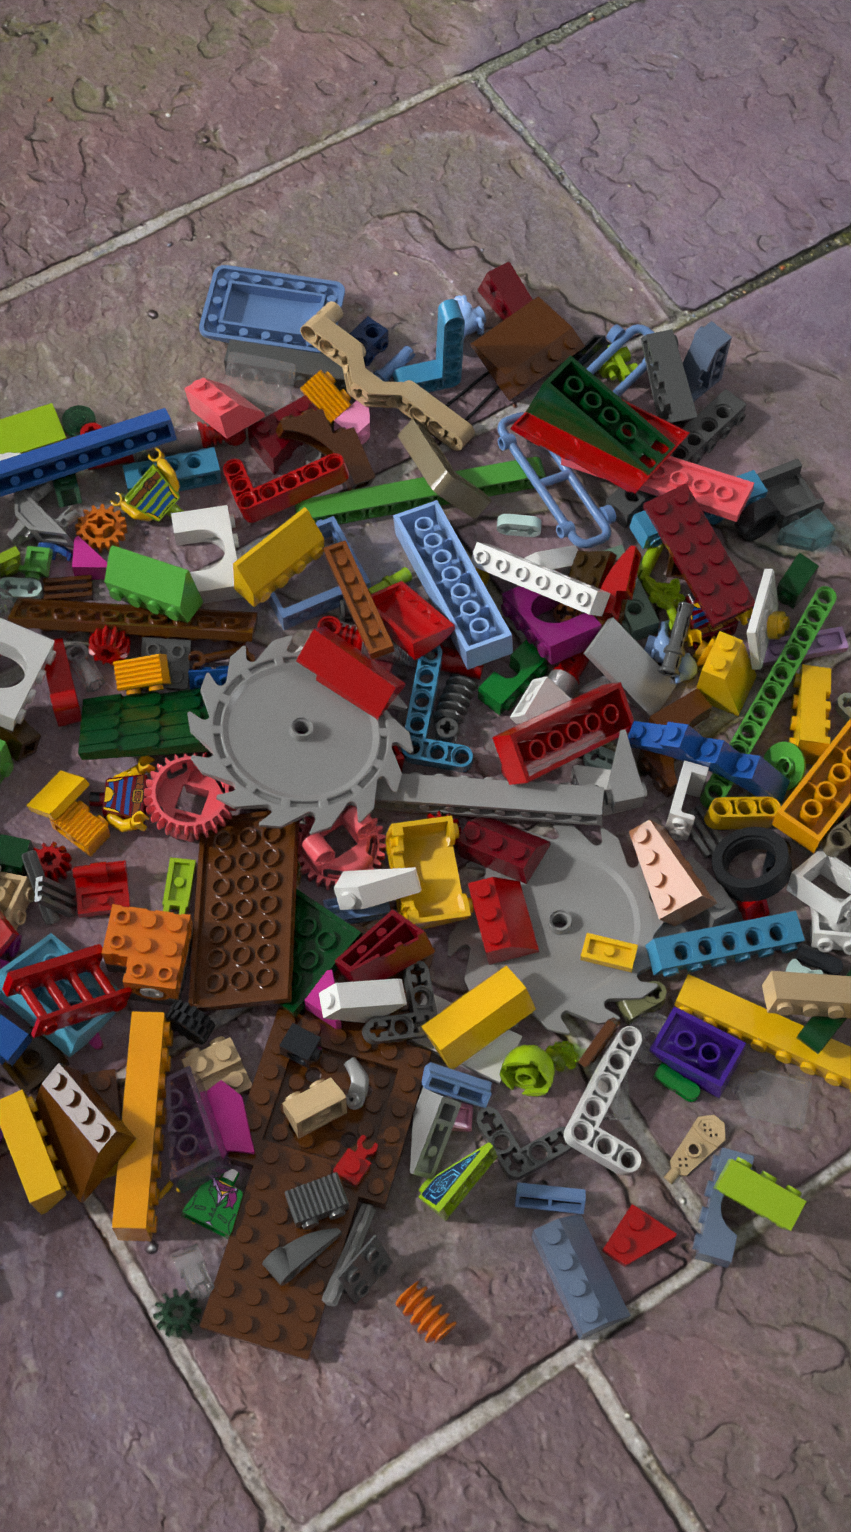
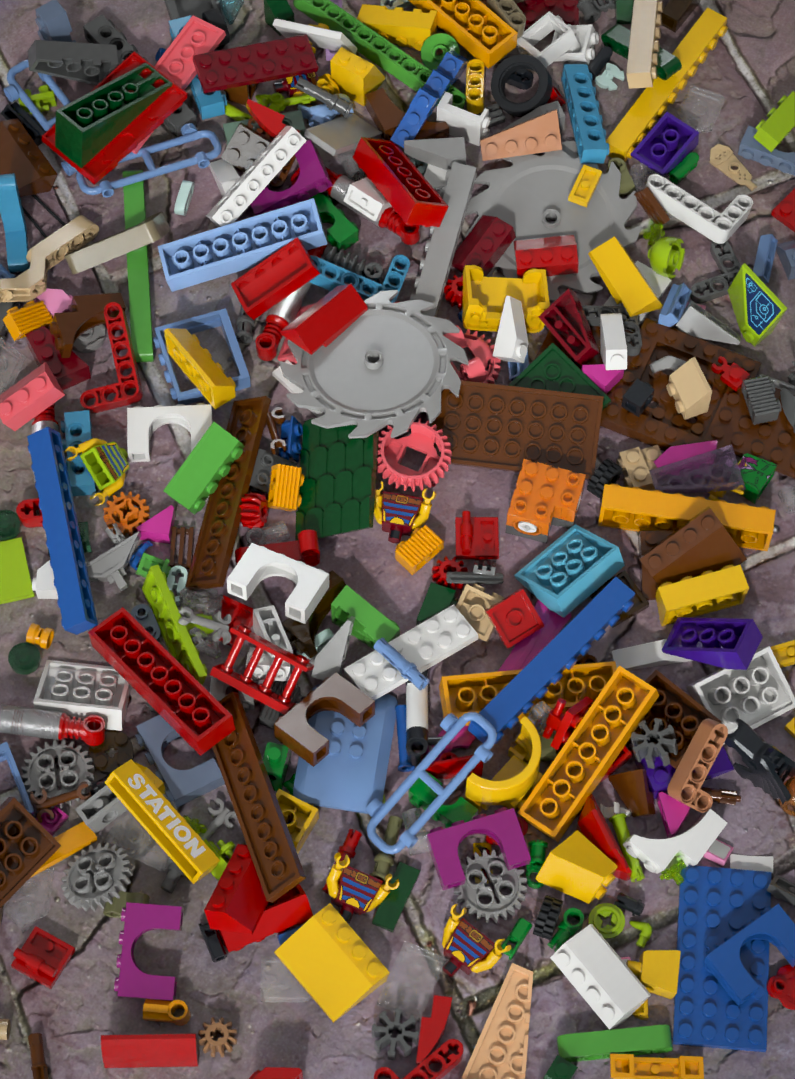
camera: 80 degrees left, 0 degrees up
(58, 795) = (389, 561): yellow tile -> none
(65, 967) = (565, 565): red fence -> none
(179, 885) = (485, 482): lime hinge -> none
(358, 600) = (251, 309): dark orange plate -> none
(402, 575) = (224, 299): lime pin -> none

